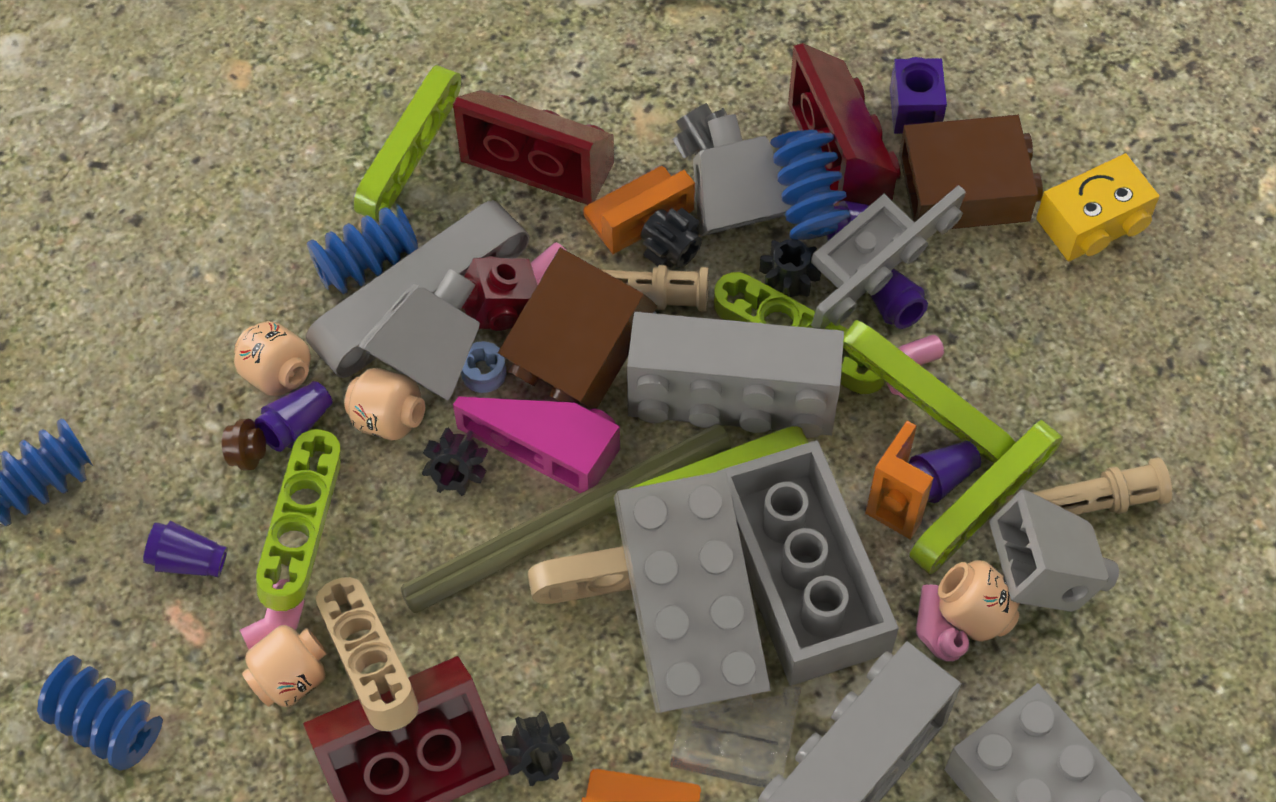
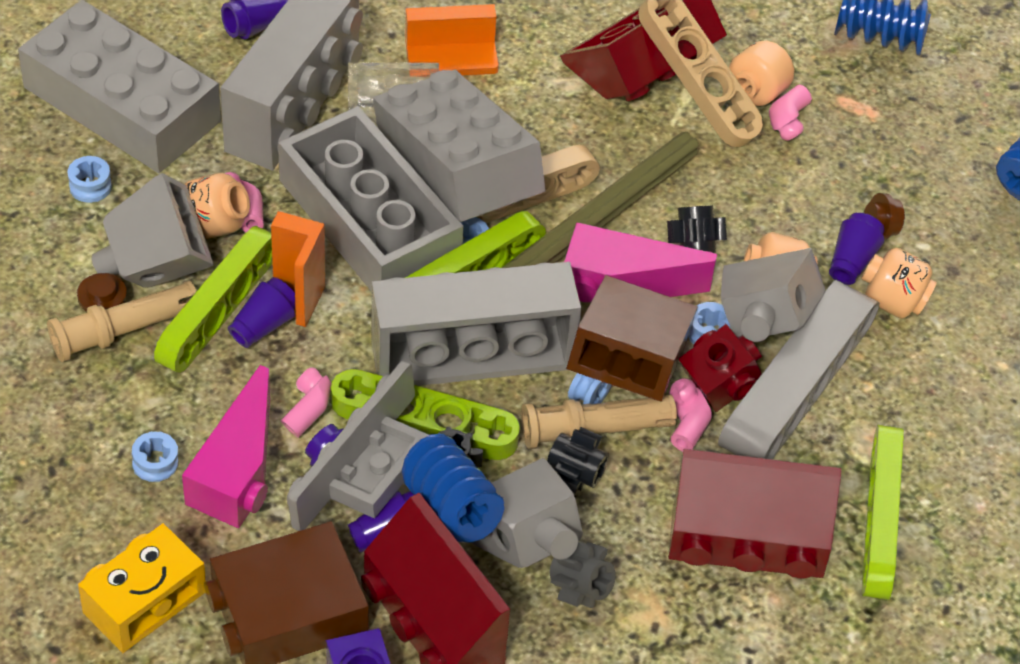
camera: 160 degrees right, 10 degrees down
(183, 551) = (886, 135): dark purple cone -> none
(297, 517) = (810, 164): lime beam -> none
(363, 249) = (866, 387): blue piece -> none
(522, 749) = (543, 54): black gear -> none
(623, 213) = (623, 500): orange panel -> none
(926, 391) = (288, 341): lime beam -> none
(1001, 302) = (230, 467): none -> dark pink slope
(1083, 351) = (154, 442): none -> light blue bush
(1108, 716) = (89, 167): none -> light blue bush
(1114, 533) = (101, 290): none -> reddish brown plate

